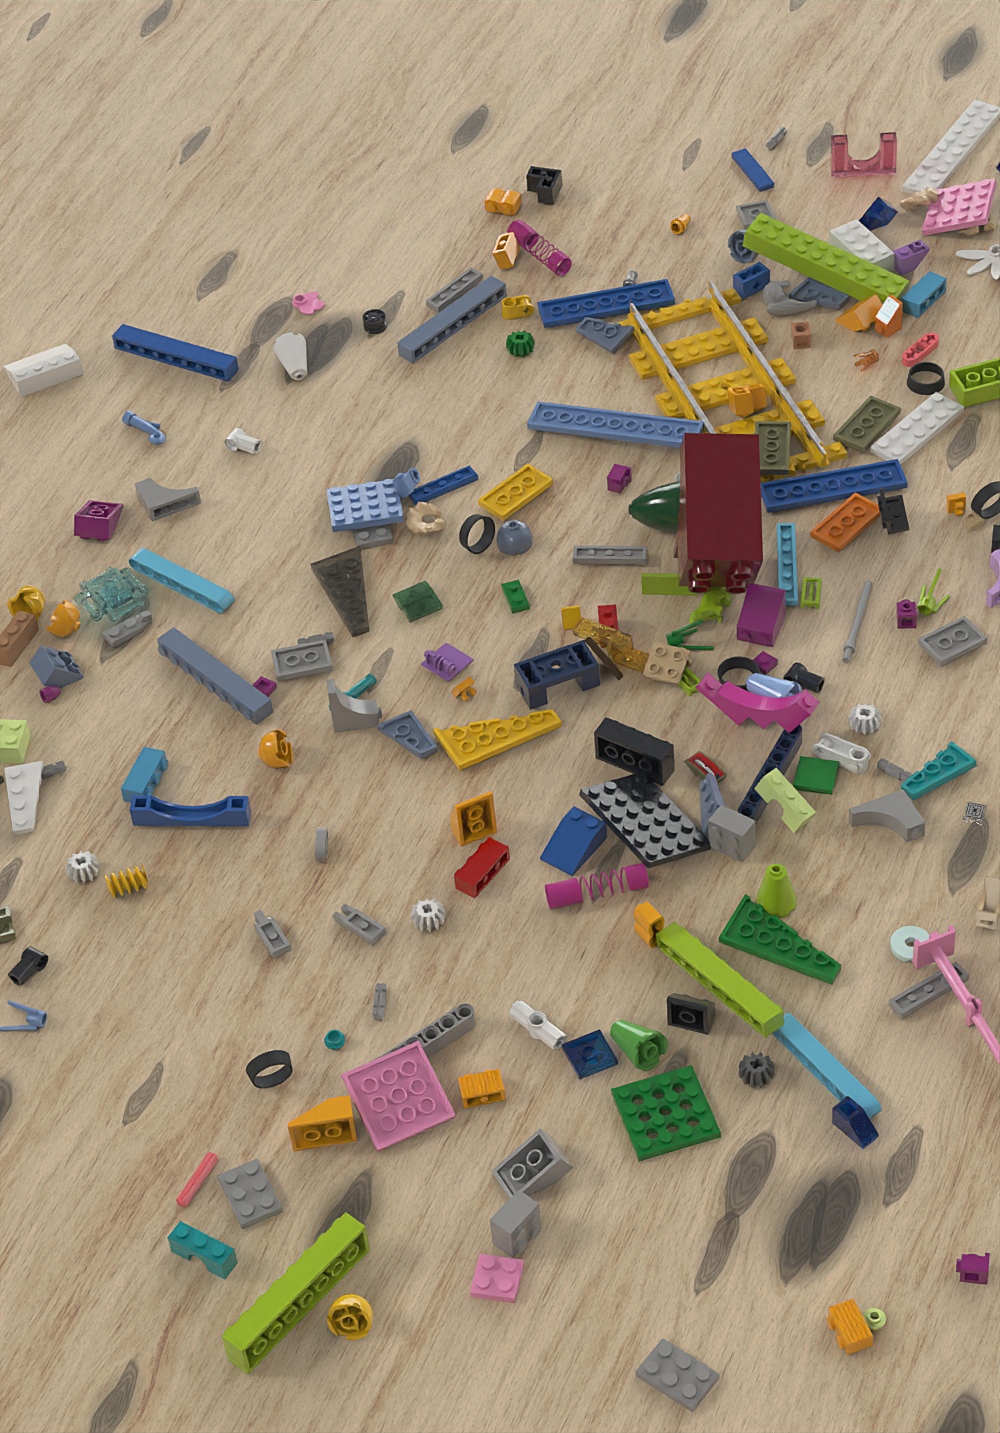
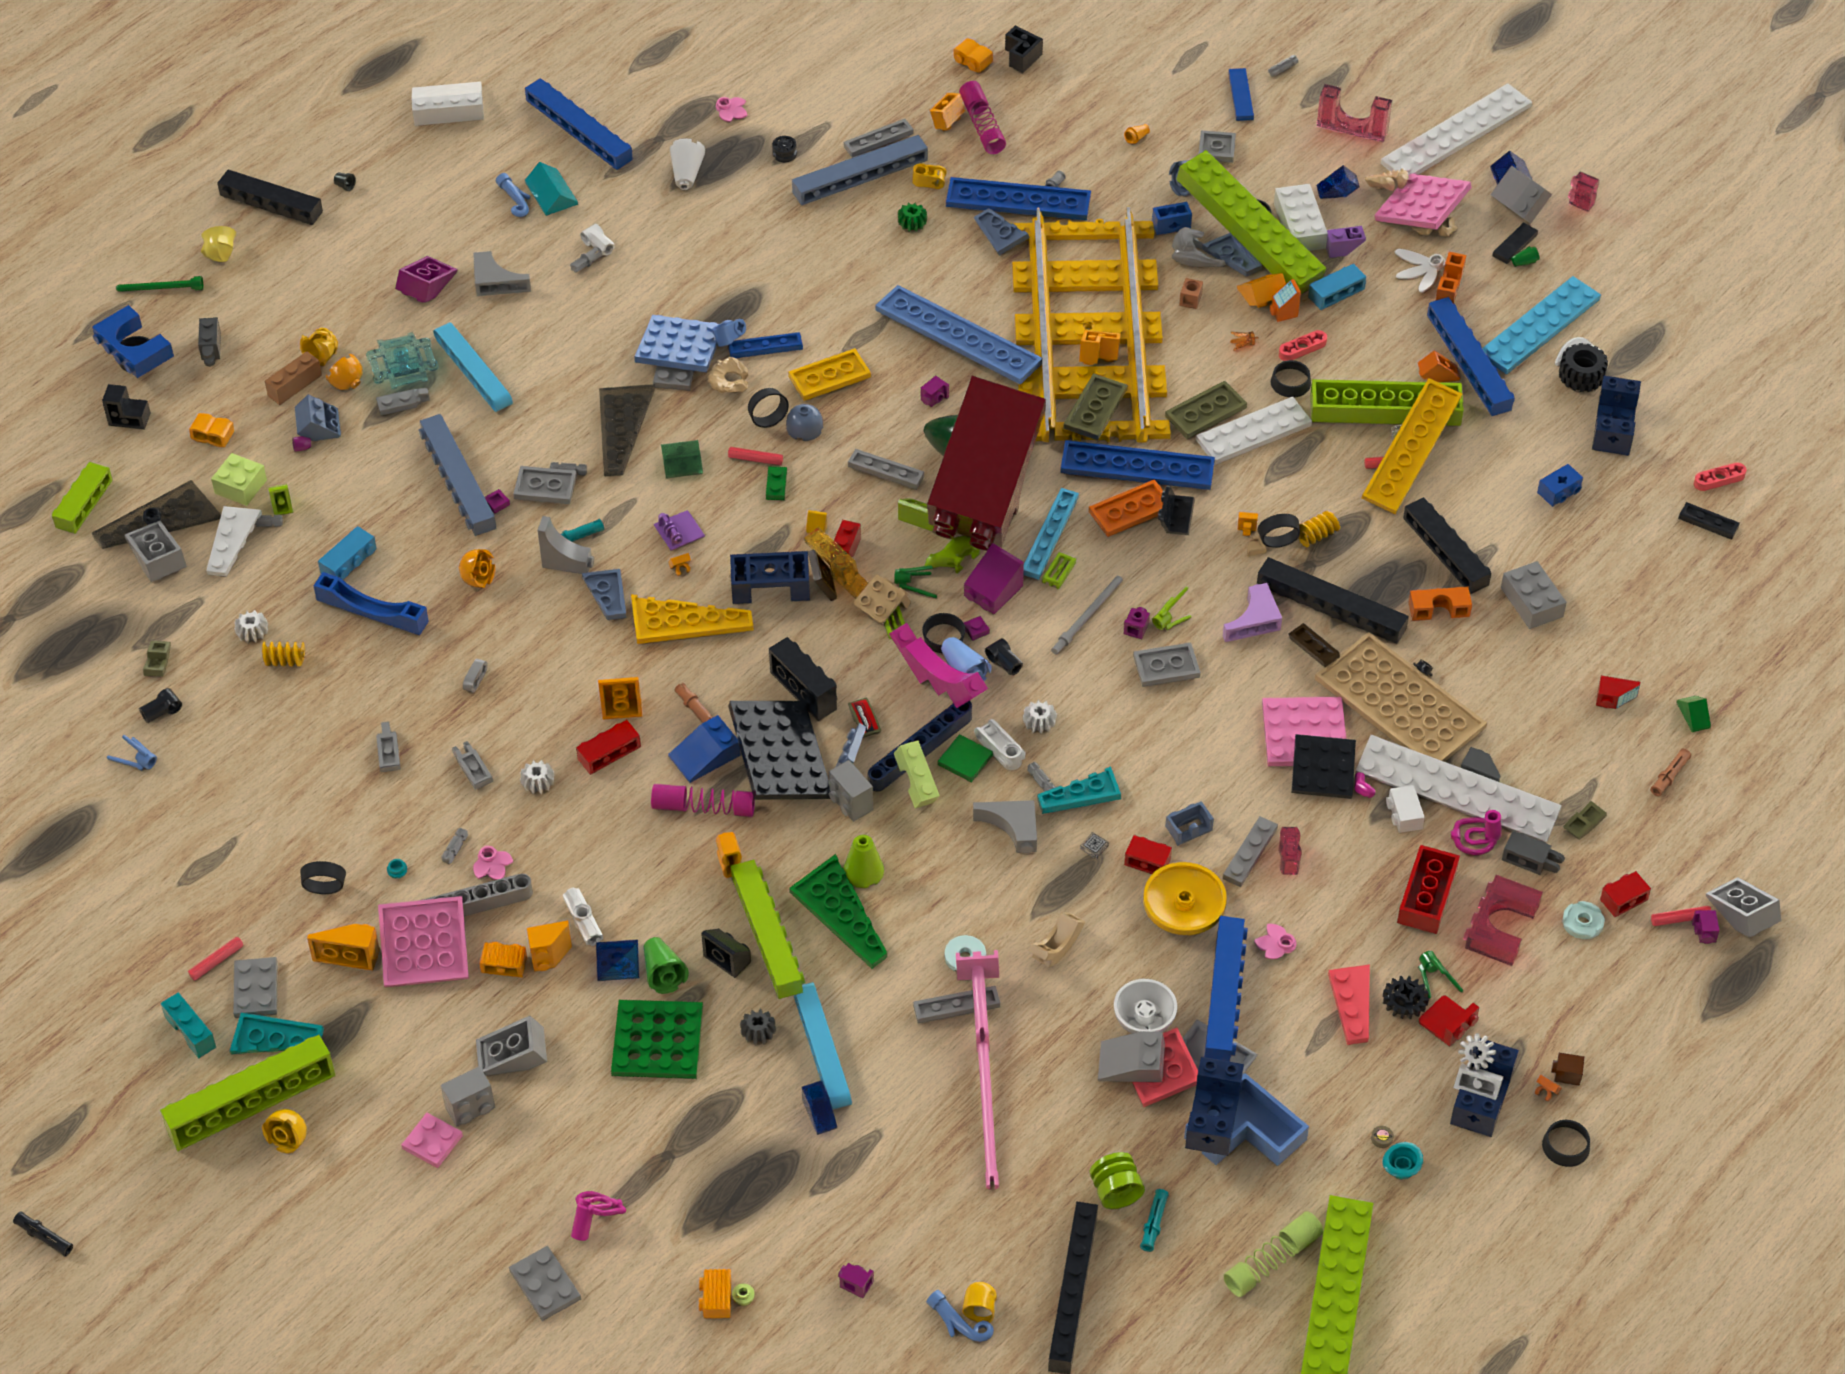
camera: 15 degrees right, 5 degrees up
(55, 746) = (280, 499): none -> lime slope
(175, 414) = (550, 189): none -> teal slope
(240, 461) = (585, 260): none -> light grey axle
(287, 1232) = (270, 1034): none -> teal wing
(425, 1007) = (491, 866): none -> bright pink plate
(483, 579) = (756, 456): none -> coral axle
(519, 1060) = (549, 944): none -> light orange slope
(538, 804) = (691, 701): none -> nougat pin
(688, 1289) = (585, 1212): none -> dark pink piece

